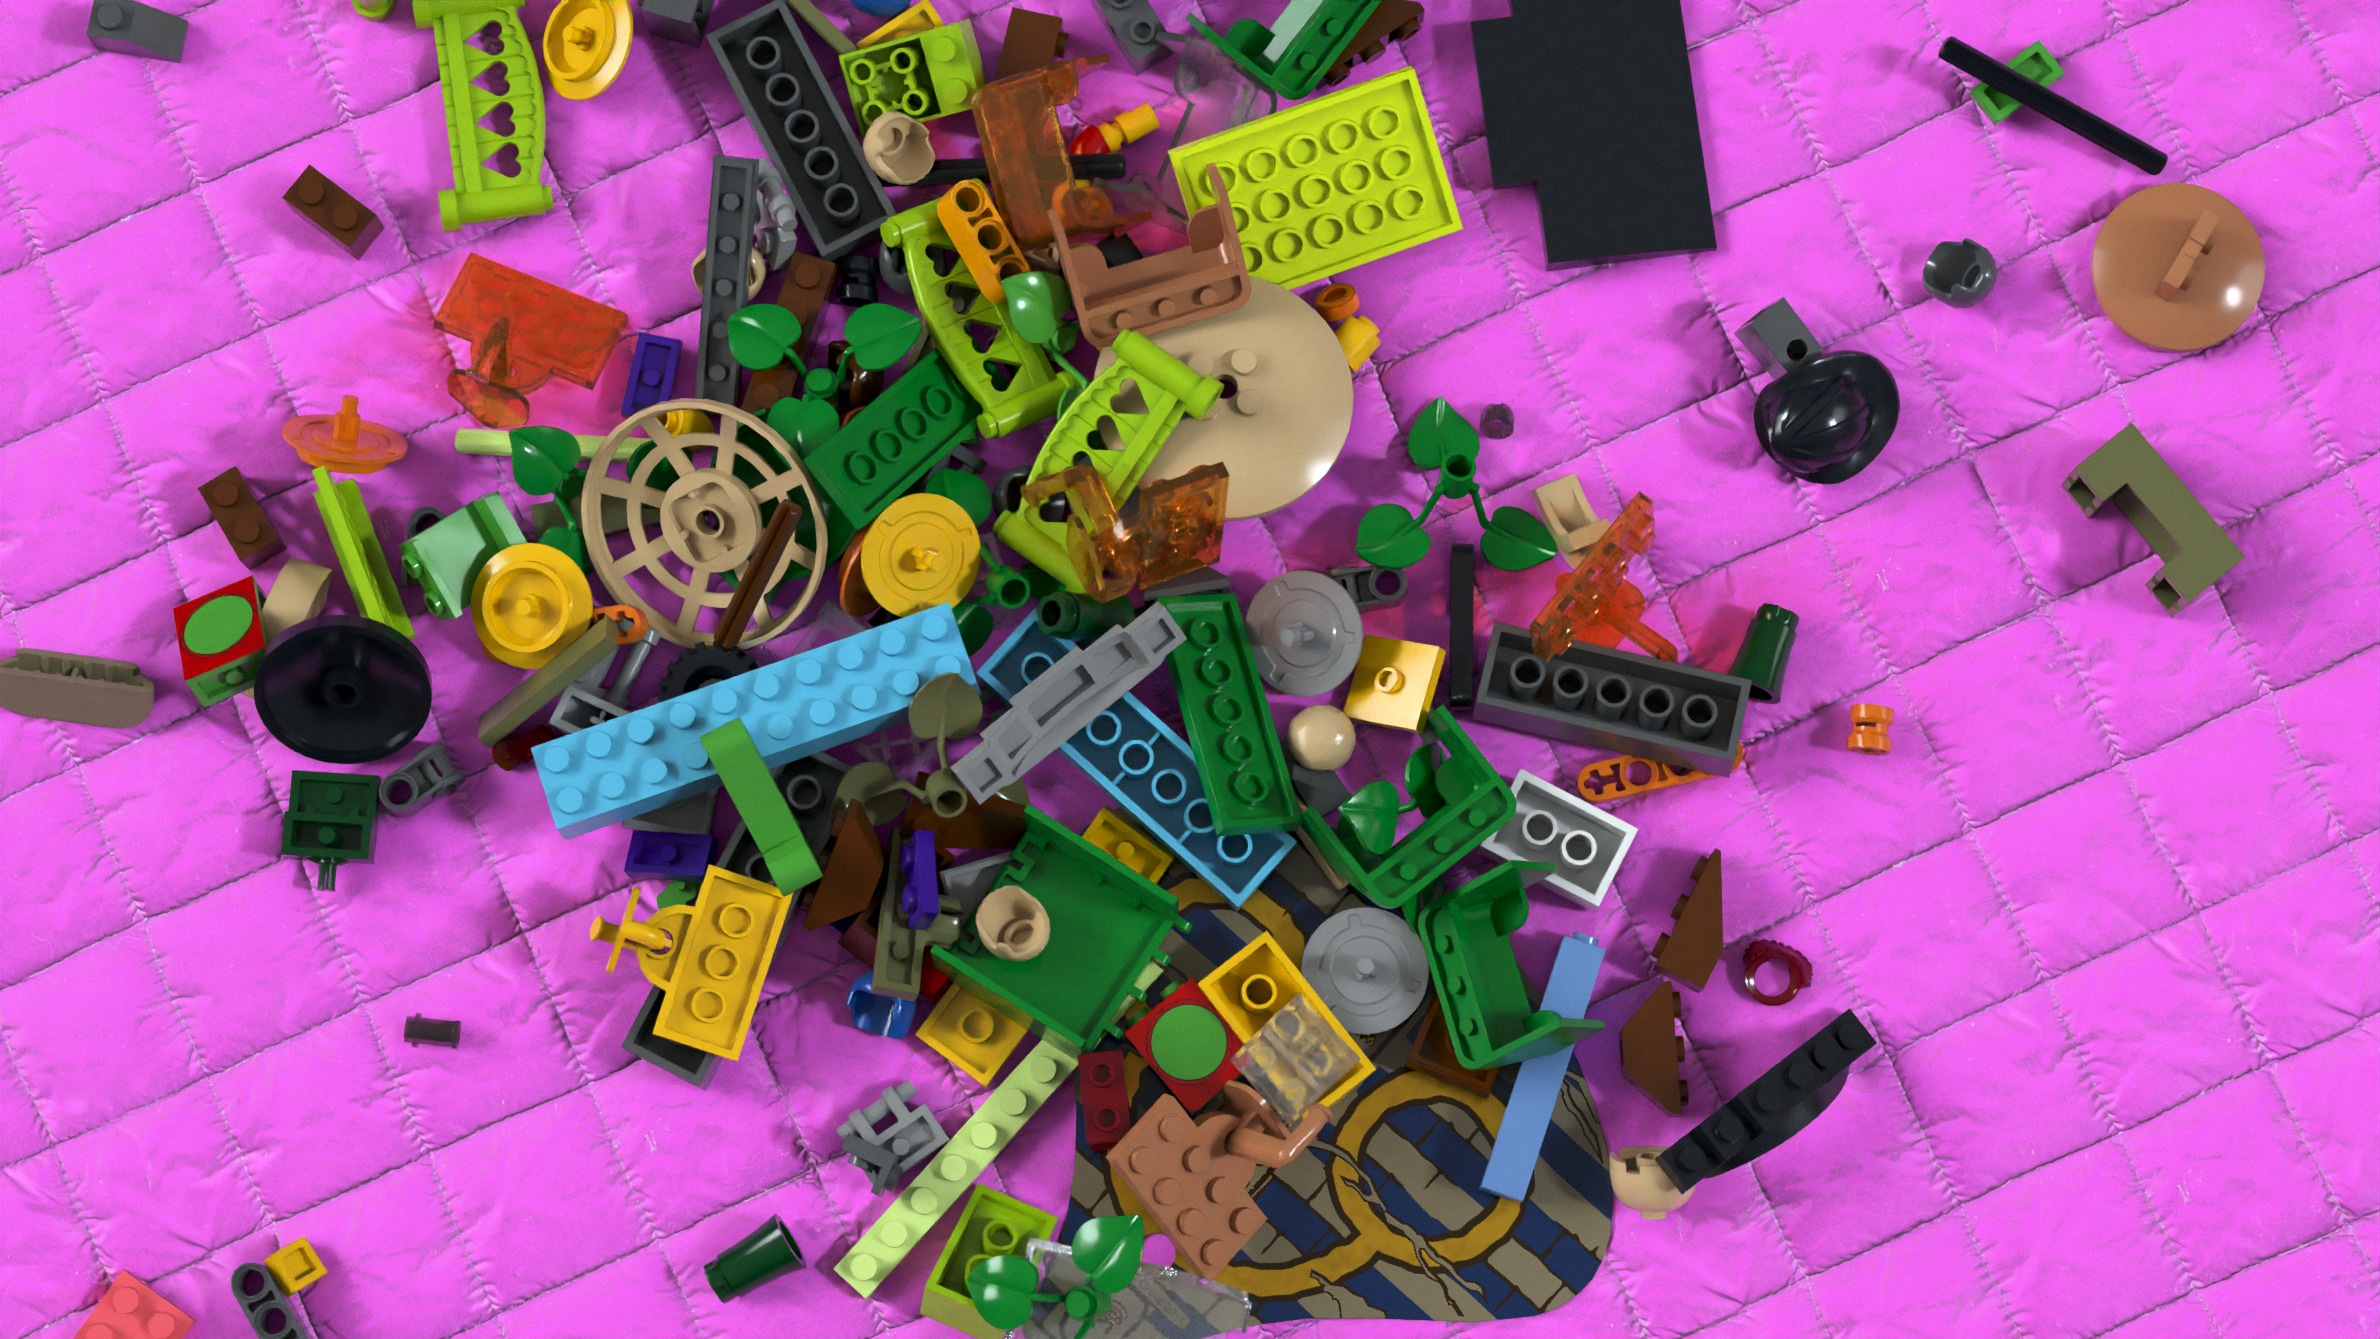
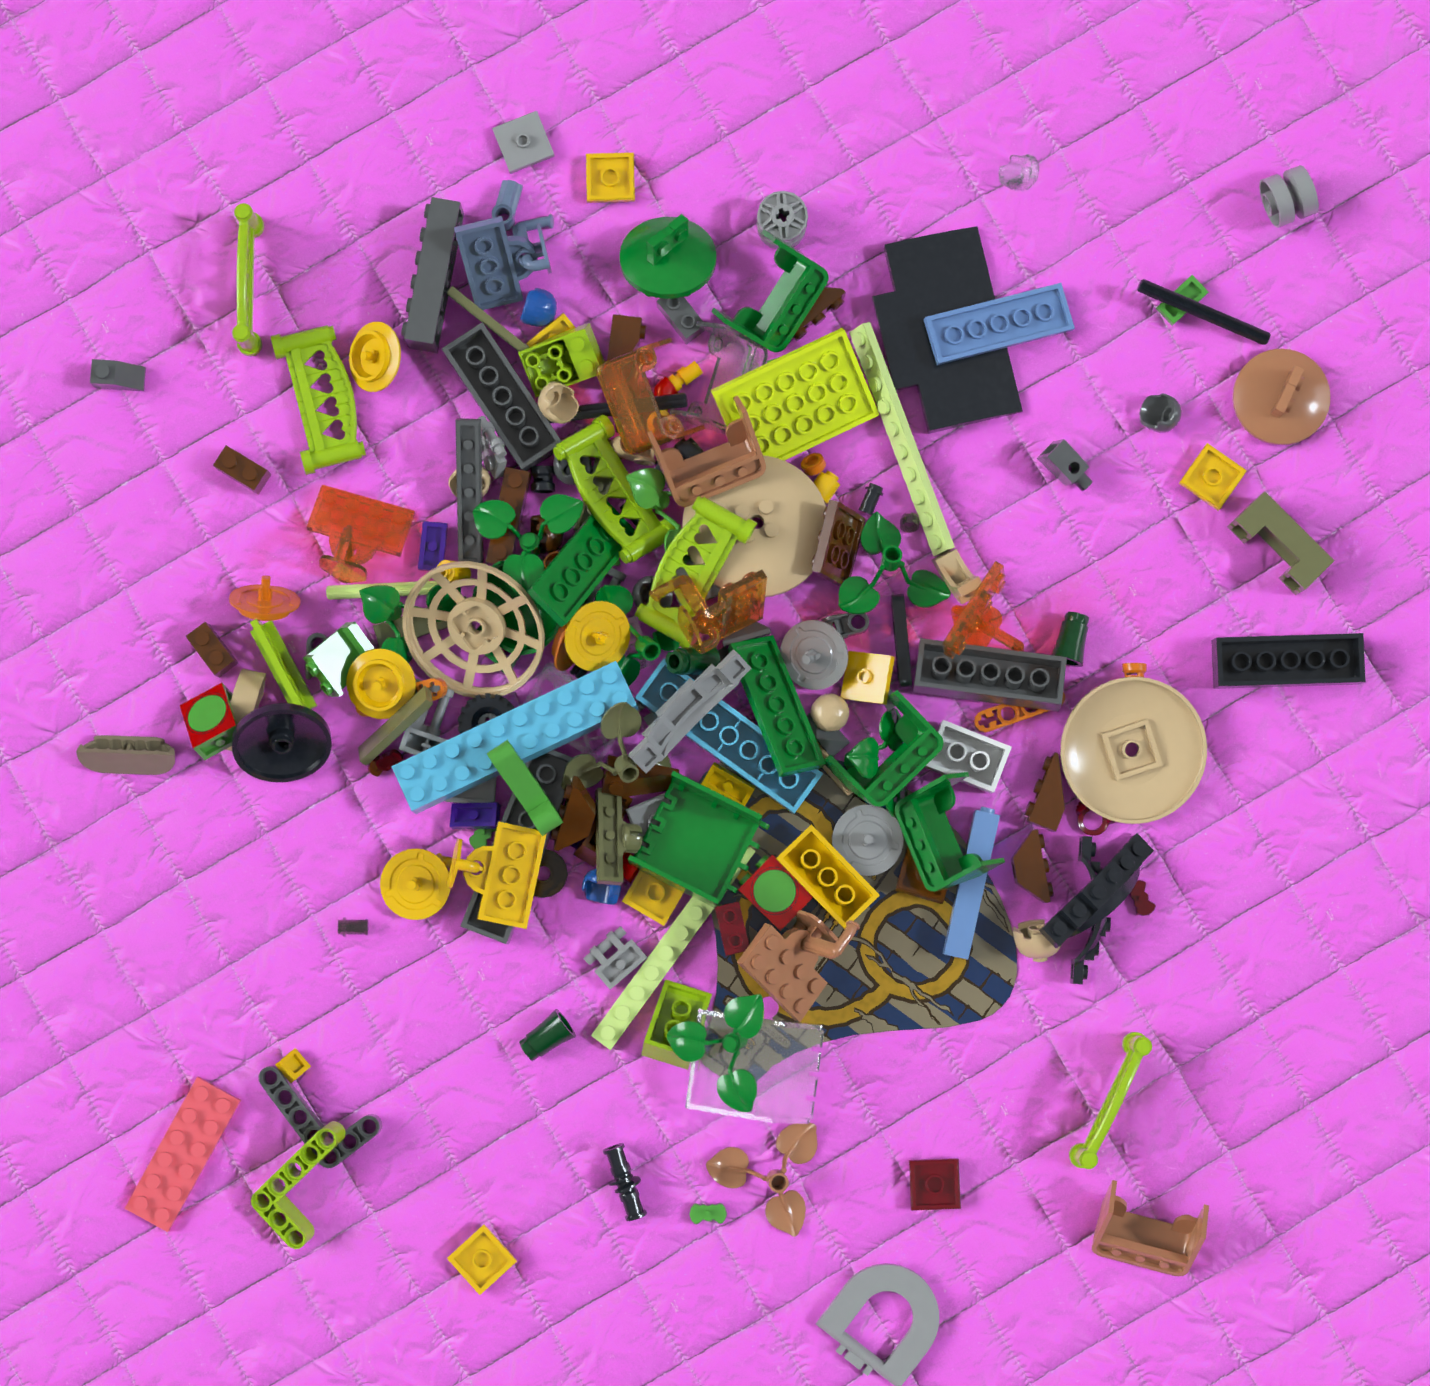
camera: 10 degrees left, 5 degrees up
(331, 821) = (283, 815): dark green plate -> none
(423, 780) = (331, 787): dark grey piece -> none
(550, 966) = (415, 884): none -> yellow piece
(758, 574) = (507, 655): reddish brown axle -> none
(805, 983) = (557, 877): none -> dark brown tile
(867, 1155) = (604, 972): dark grey bracket -> none
(921, 889) = (617, 826): dark purple plate -> none
(985, 221) = (601, 445): light orange beam -> none
(1013, 924) = (670, 836): tan hair -> none
(1295, 1059) = (835, 896): clear slope -> none
(1365, 439) = (838, 543): none -> reddish brown plate
(1433, 372) = (871, 498): none -> black pin
(1498, 275) = (901, 439): none -> yellowish green plate
(1689, 90) = (999, 323): none -> medium blue plate
(1767, 1167) = (1078, 970): none -> black piece
(1828, 416) = (1094, 502): black piece -> none
(1845, 1126) = (1140, 897): none -> dark red piece
(1919, 847) = (1167, 759): none -> tan dish
(2042, 394) = (1212, 477): none -> yellow plate
(2148, 729) = (1288, 661): none -> black brick

